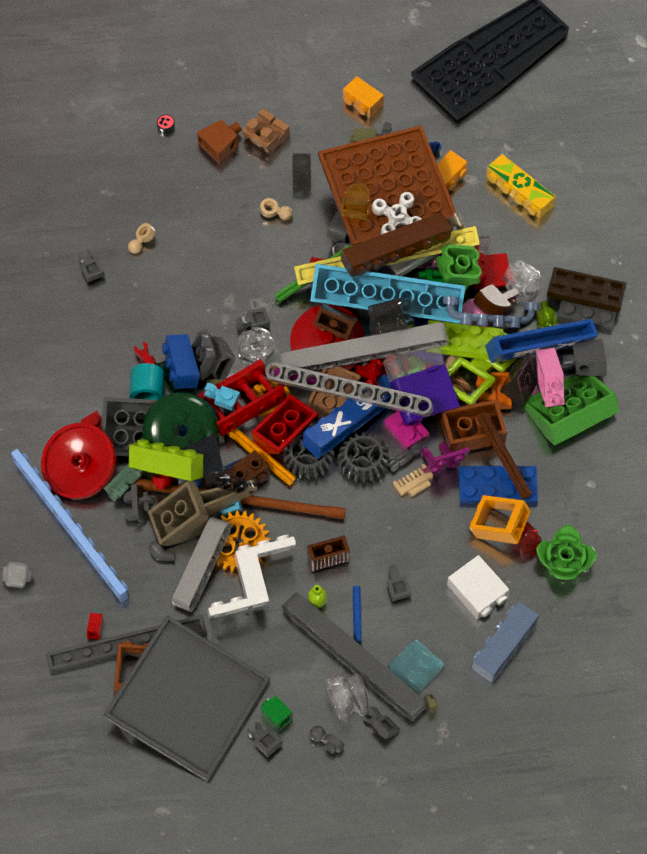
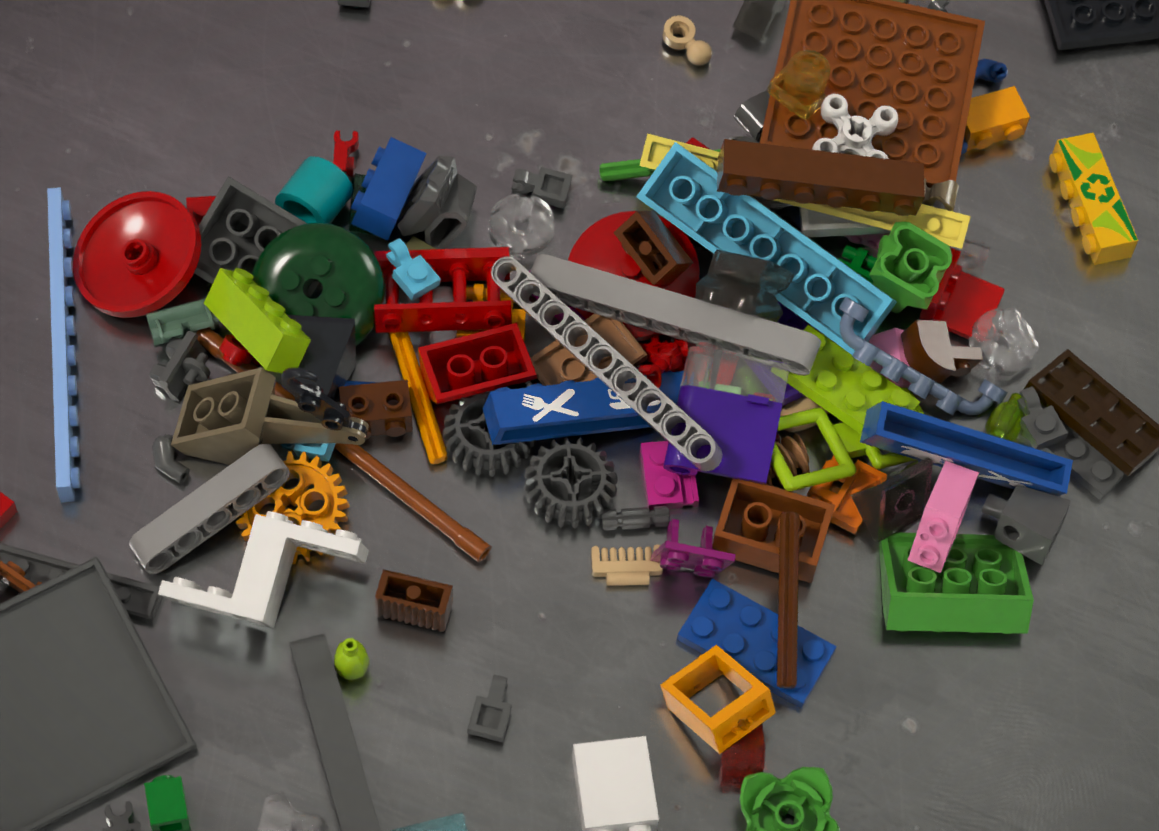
camera: 25 degrees right, 0 degrees up
(357, 614) = (398, 723): blue bar -> none
(563, 309) = (1040, 425): none -> dark grey plate

